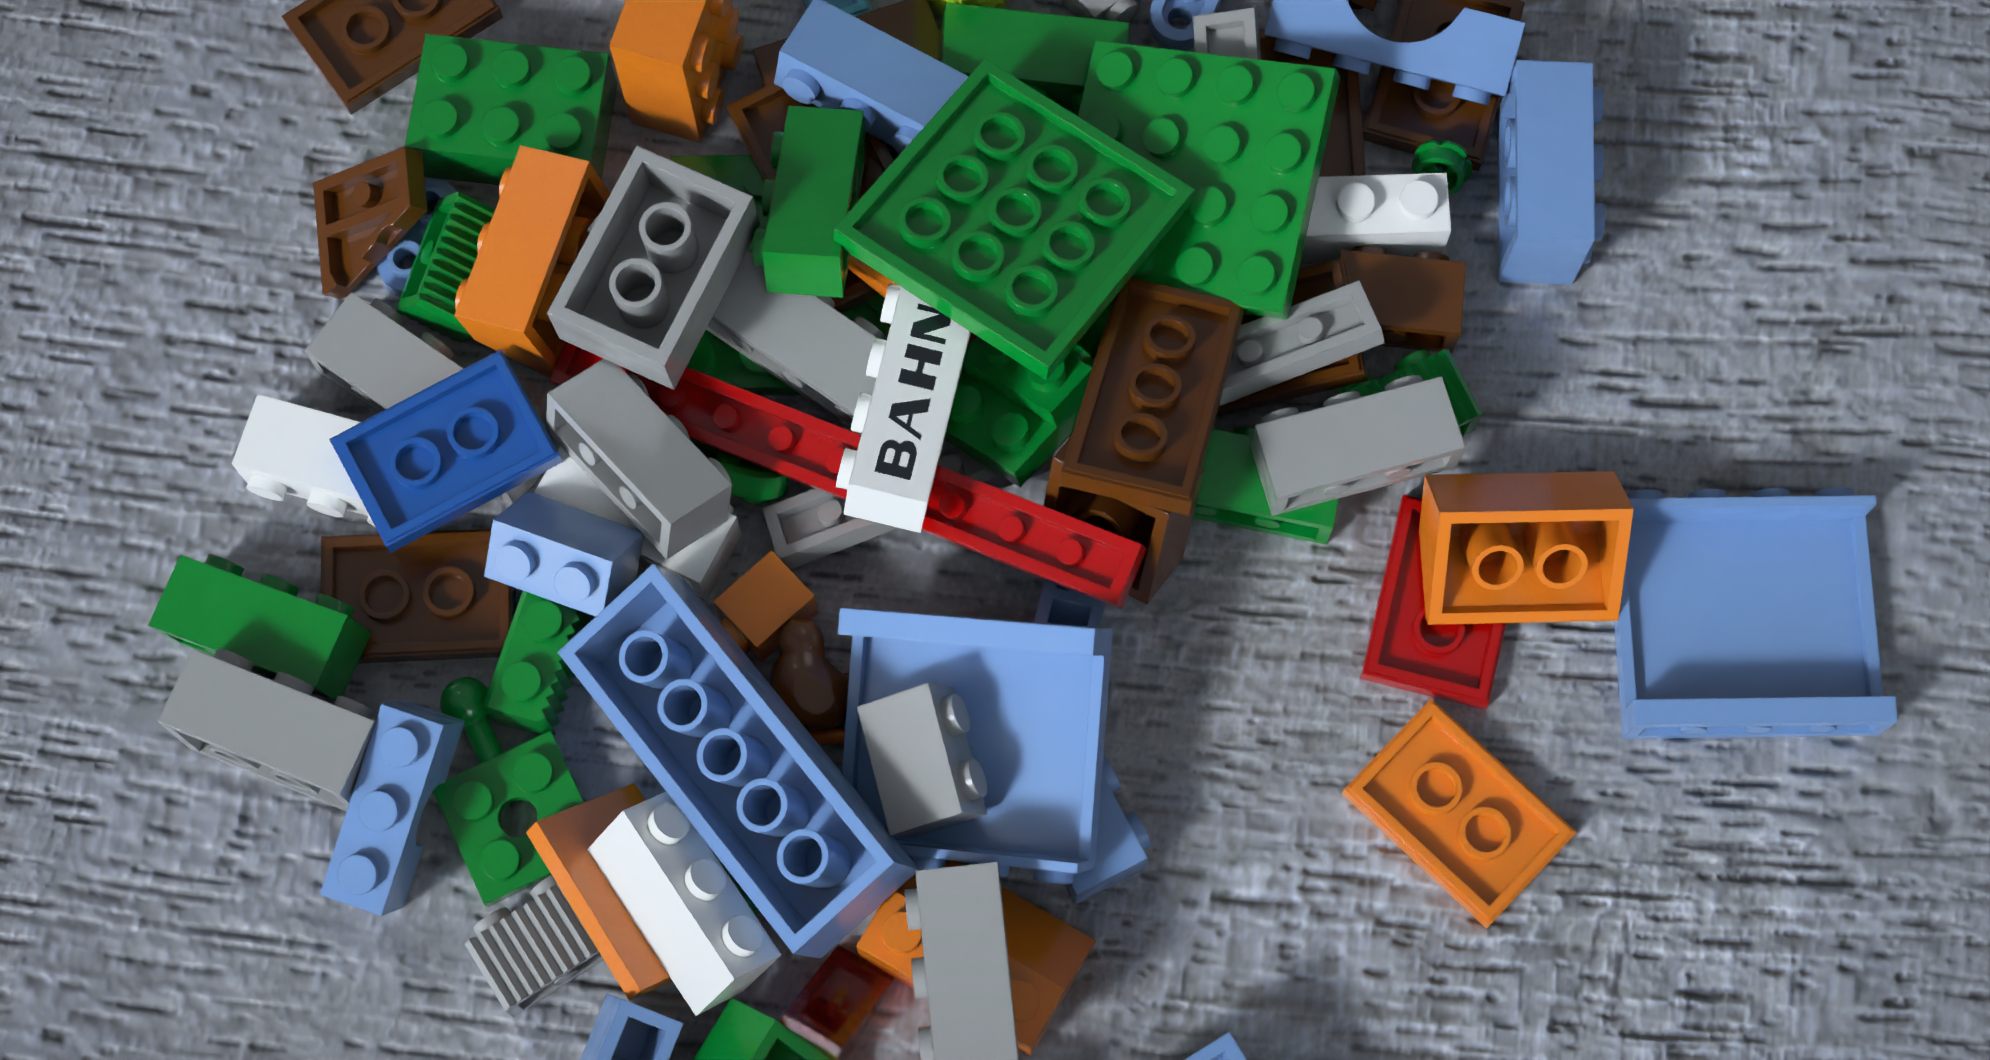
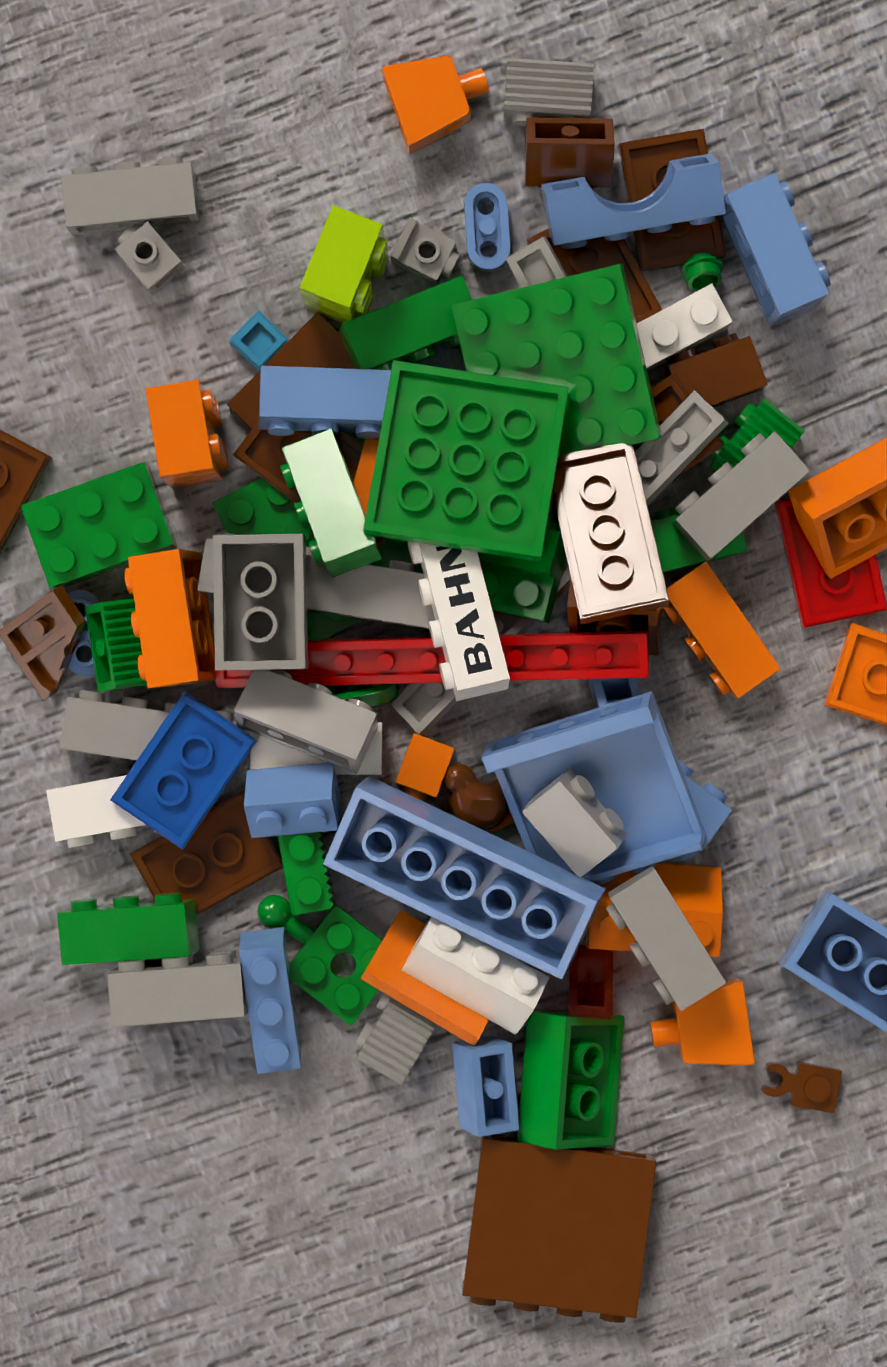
camera: 30 degrees left, 15 degrees up
(1244, 622) = (719, 632): none -> orange brick

